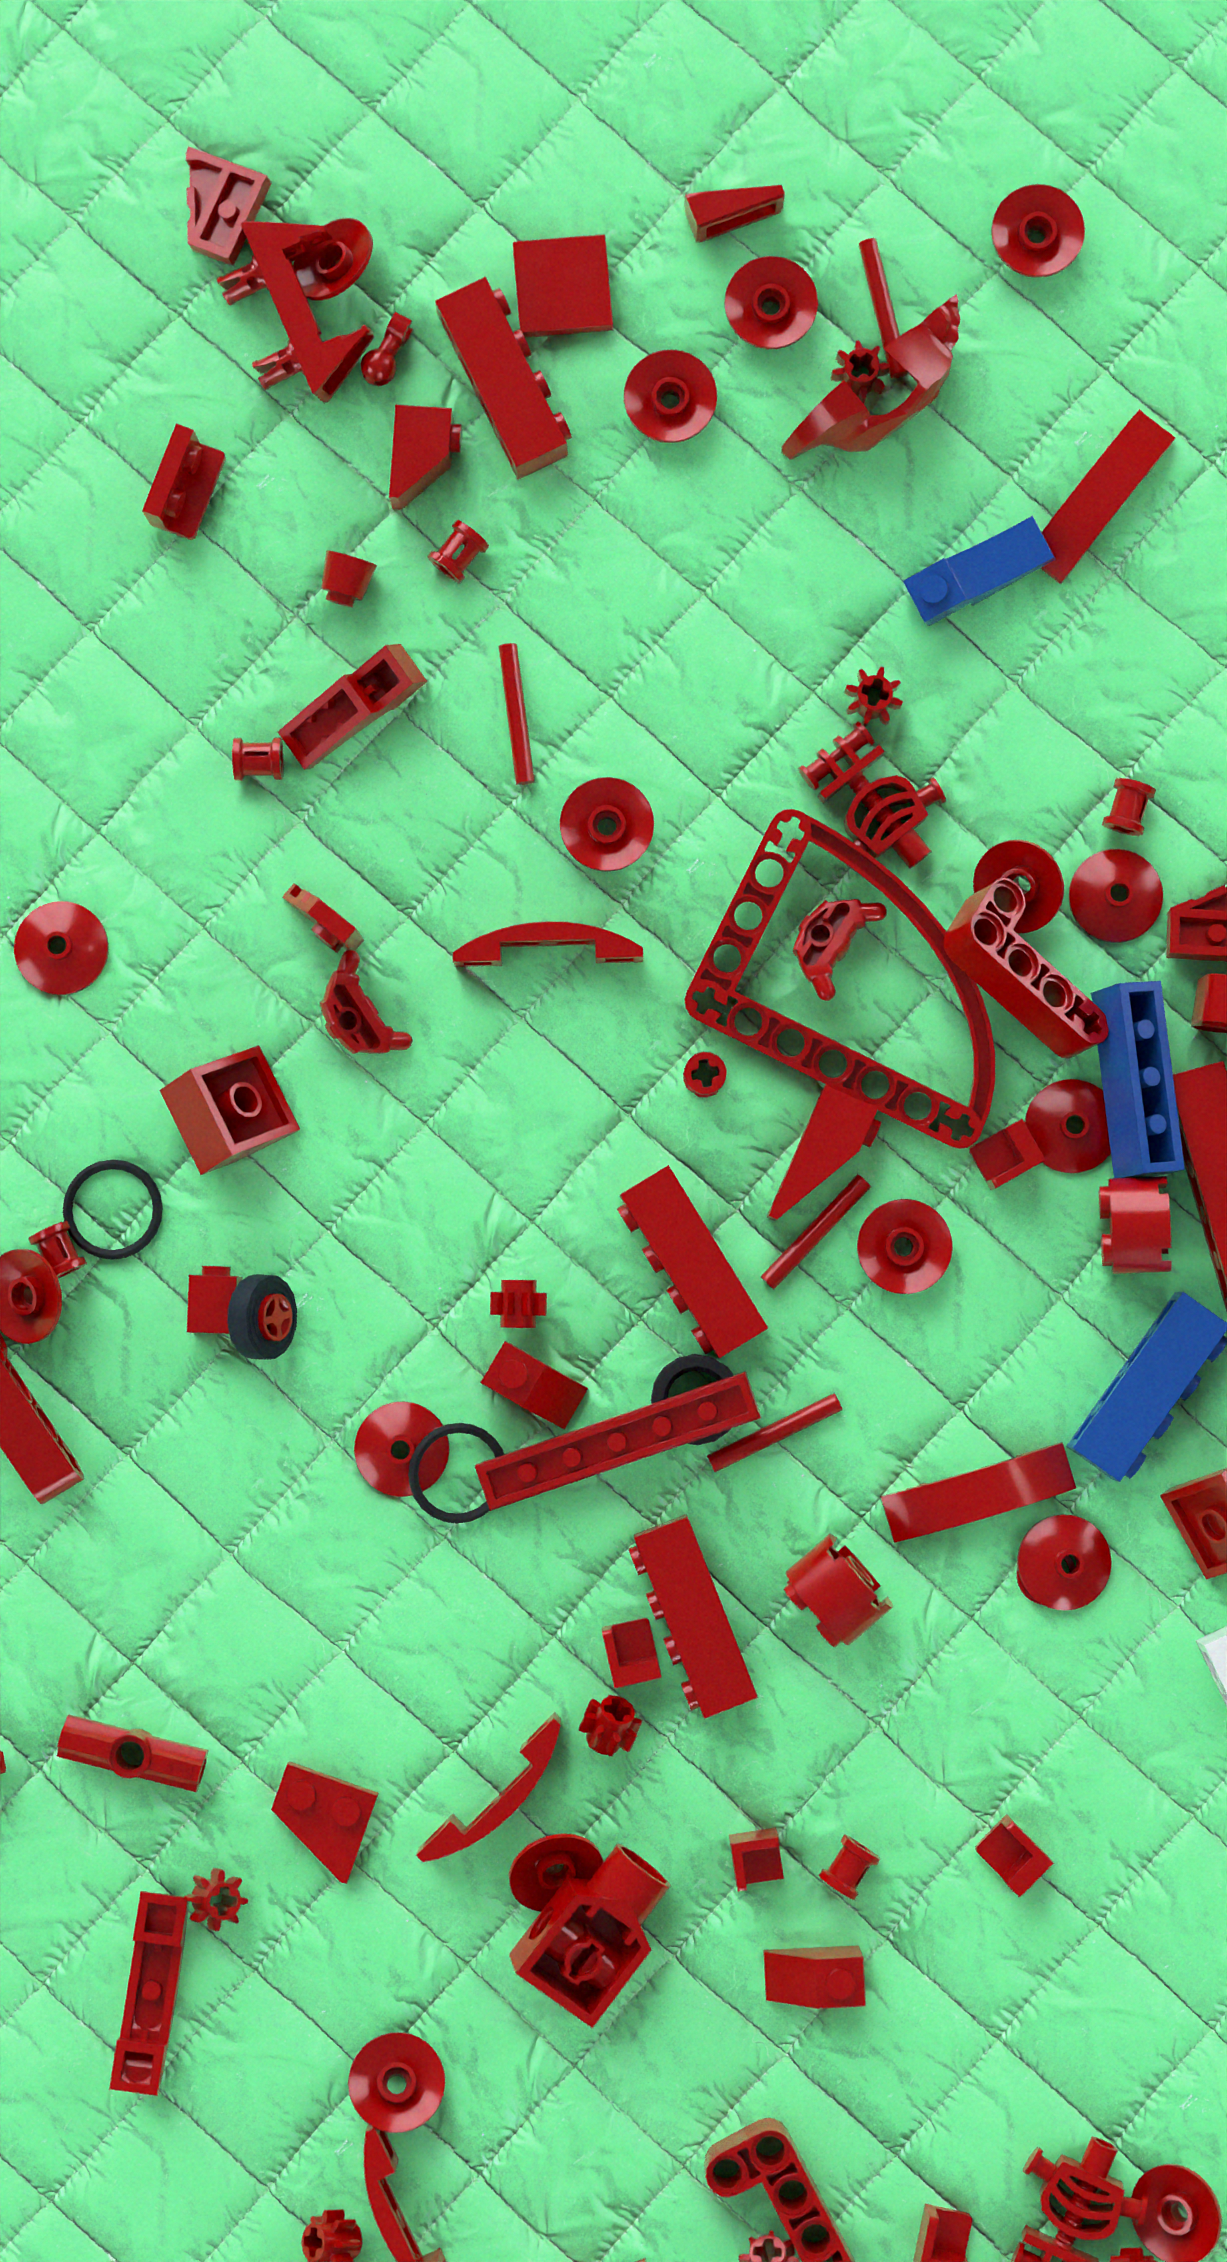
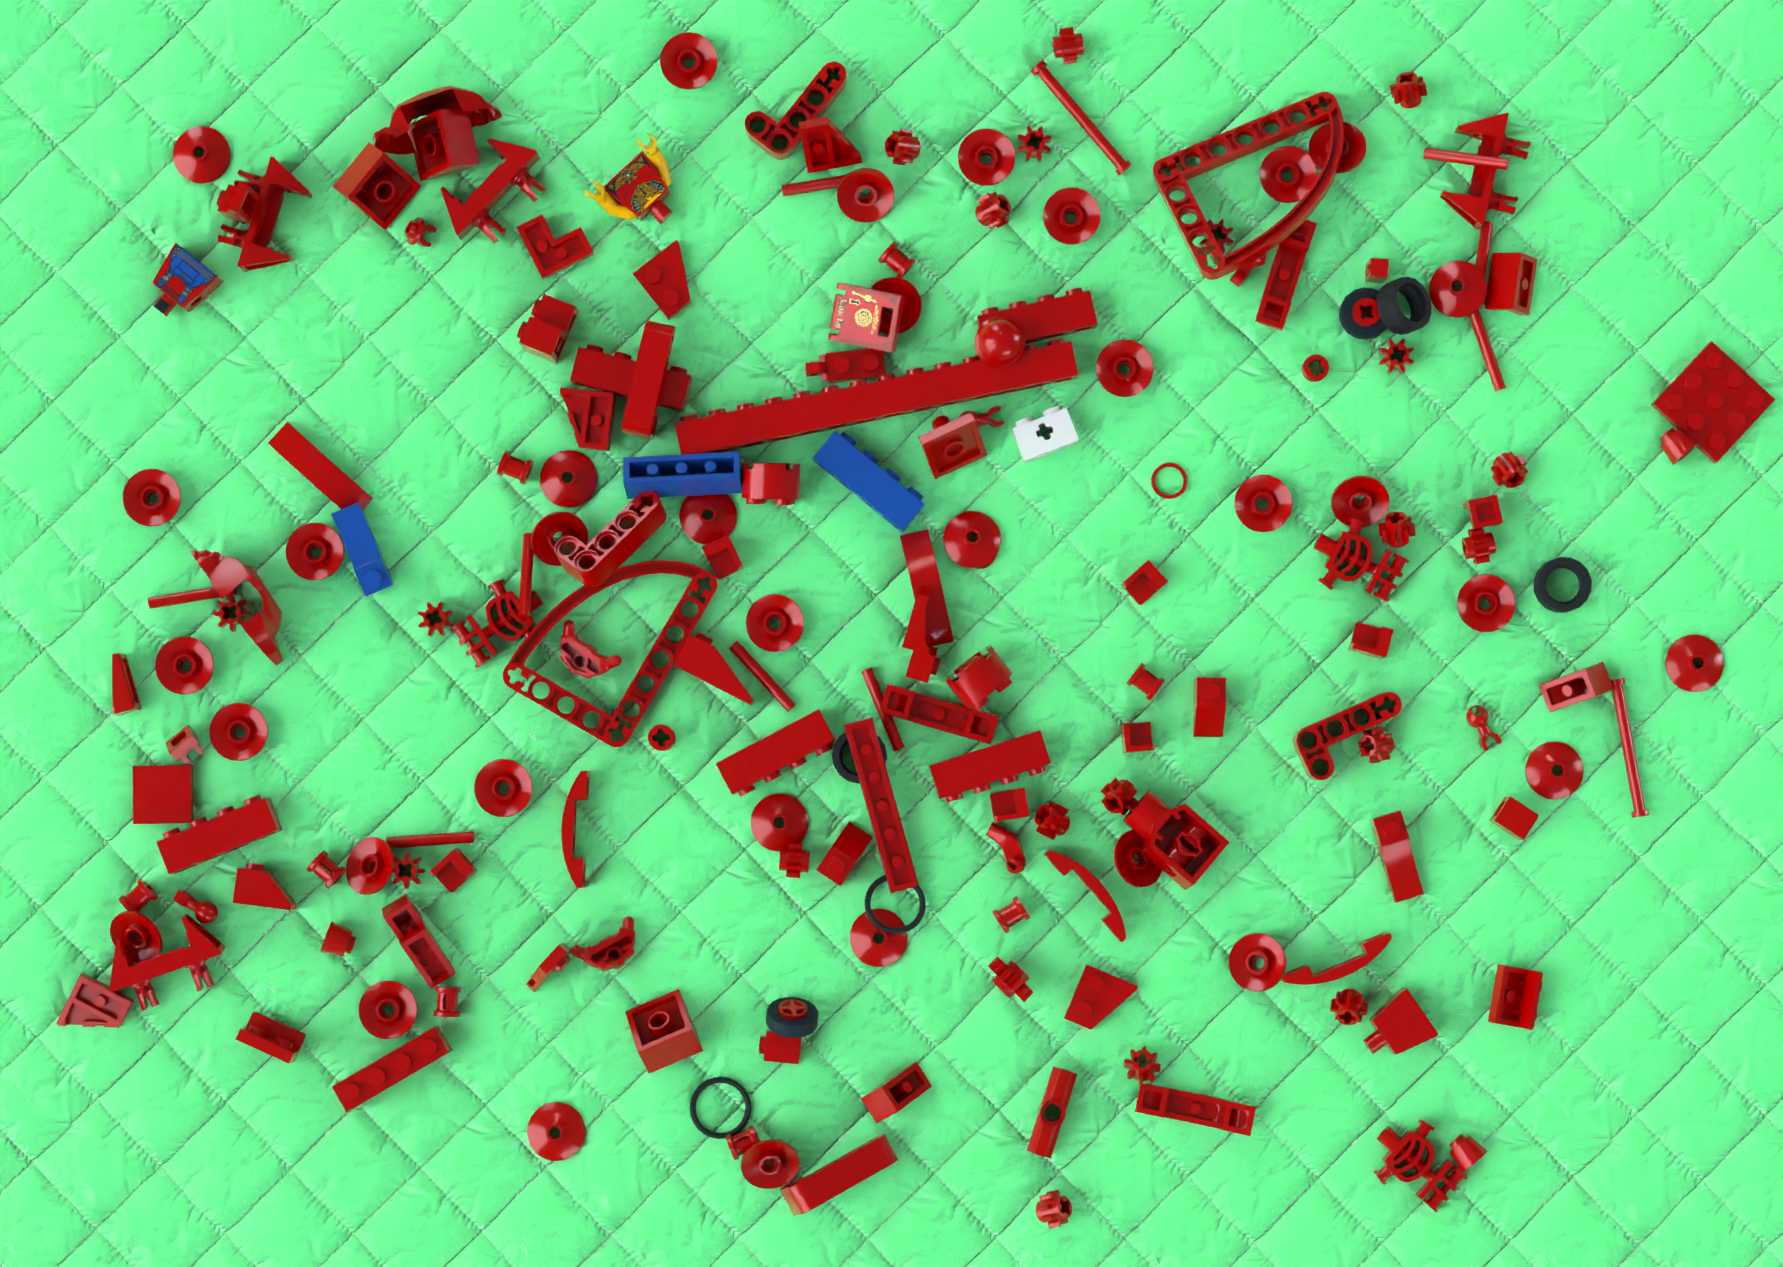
camera: 90 degrees left, 0 degrees up
(145, 678) = (392, 1068): none -> red brick
(150, 1494) = (896, 1092): none -> red slope
(235, 642) = (373, 1014): none -> red dish
(344, 1673) = (1010, 979): none -> red gear
(396, 259) = (138, 896): none -> red bush
(451, 1665) = (1011, 914): none -> red bush
(464, 666) = (398, 870): none -> red gear
(467, 619) = (369, 866): none -> red dish
(470, 754) = (453, 870): none -> red panel
(563, 1658) = (1011, 847): none -> red arm
(605, 1277) = (779, 806): none -> red dish
(646, 310) = (182, 743): none -> tile
(656, 1835) = (1119, 796): none -> red gear
(772, 1527) = (939, 714): none -> red slope
(865, 1495) = (917, 638): none -> red slope
(950, 837) = (526, 577): none -> red bar
(971, 473) = (300, 549): none -> red dish
(1177, 2065) = (1268, 489): none -> red dish
(1211, 1890) = (1174, 466): none -> red piece

